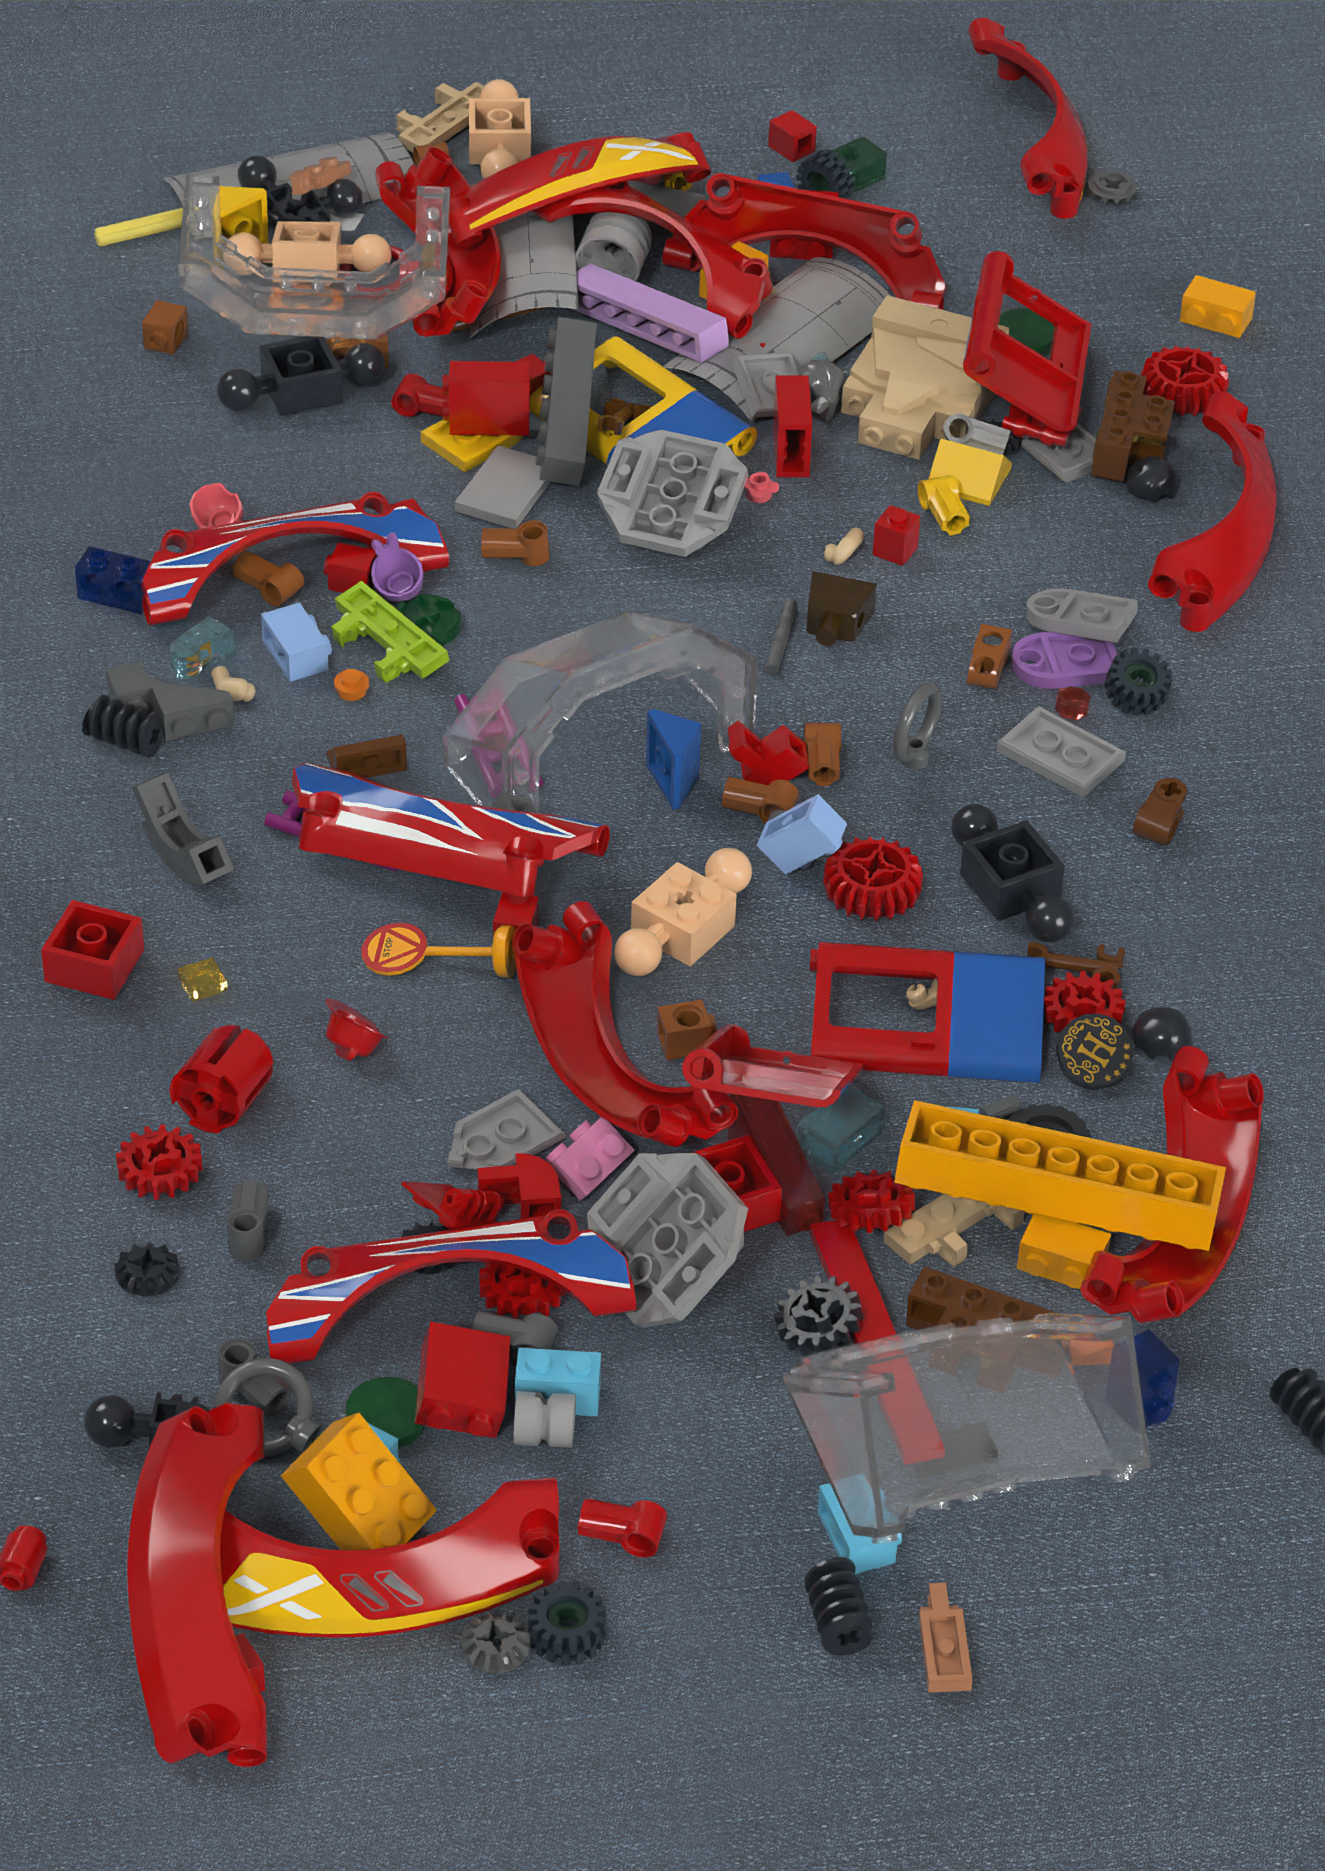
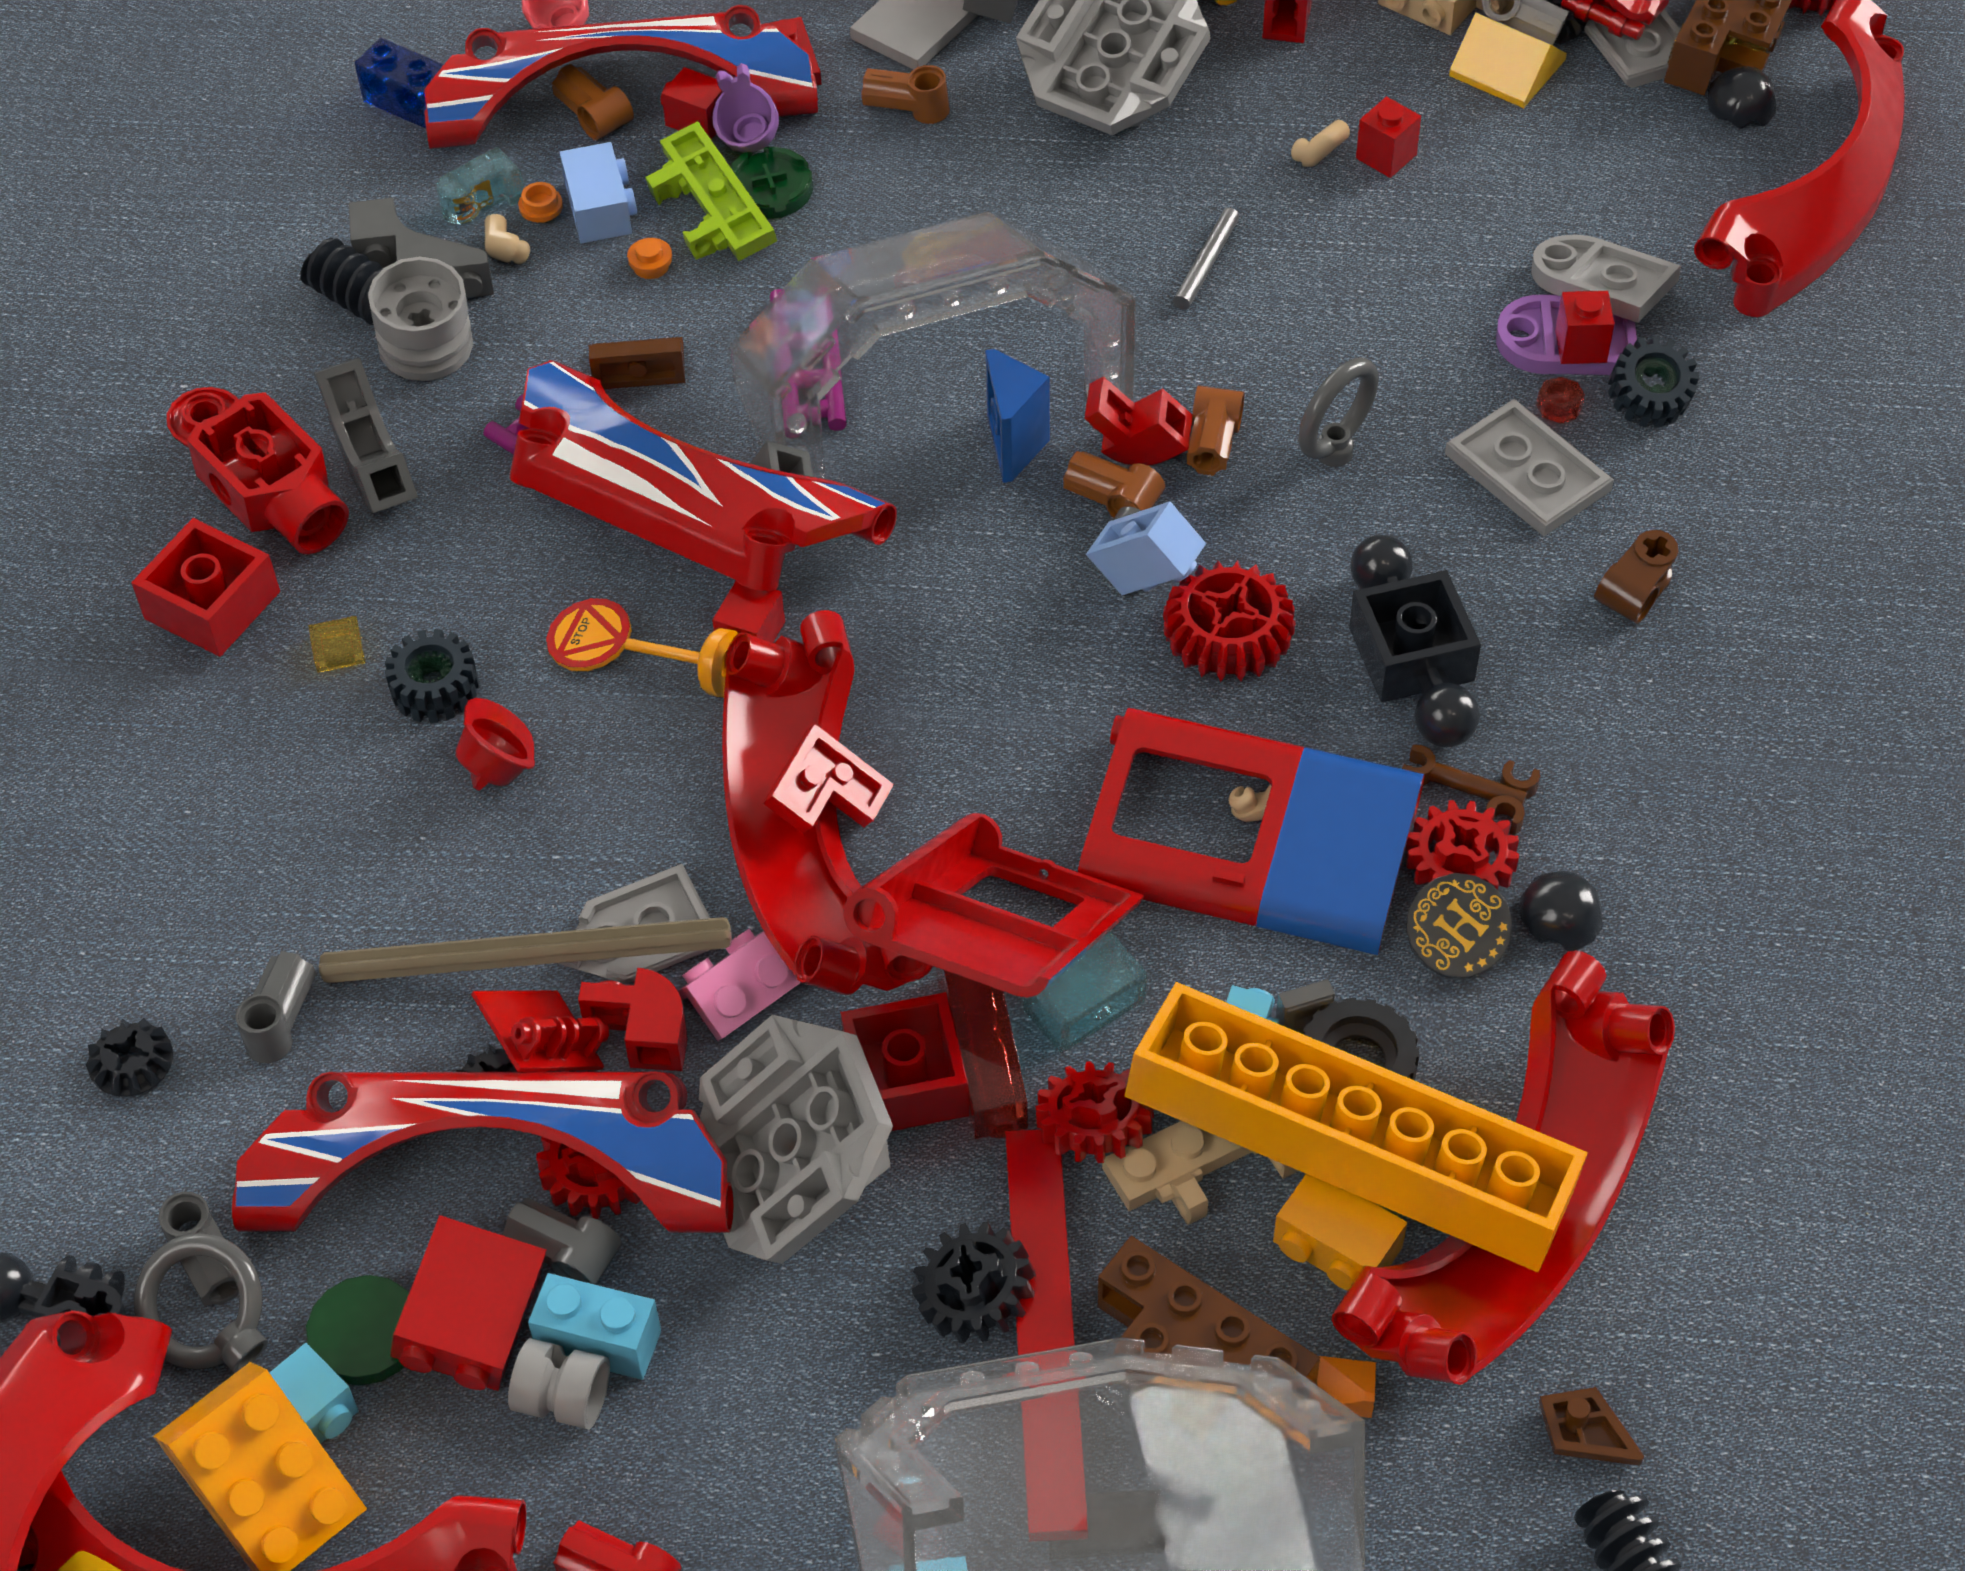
camera: 15 degrees right, 10 degrees up
(102, 860) = (259, 465): none -> red brick
(159, 1162) = (191, 903): red gear -> none
(194, 743) = (421, 318): none -> light grey wheel
(222, 1078) = (305, 794): red cylinder -> none
(251, 654) = (540, 202): none -> orange plate
(285, 975) = (427, 655): none -> black bush
(423, 1156) = (525, 950): none -> dark tan axle
(612, 1013) = (826, 772): none -> plate
(683, 913) = (965, 638): light nougat brick -> none
(683, 1027) = (920, 791): dark orange brick -> none
(760, 487) = (1234, 50): coral plate -> none
(839, 607) = (1288, 228): dark brown torso -> none
(943, 500) = (1462, 94): yellow piece -> none
(989, 659) = (1464, 321): dark orange leg -> none
(1080, 648) = (1584, 327): none -> red brick
(1157, 1376) = (1399, 1472): clear blue brick -> none
(1264, 1344) = (1587, 1428): none -> reddish brown piece

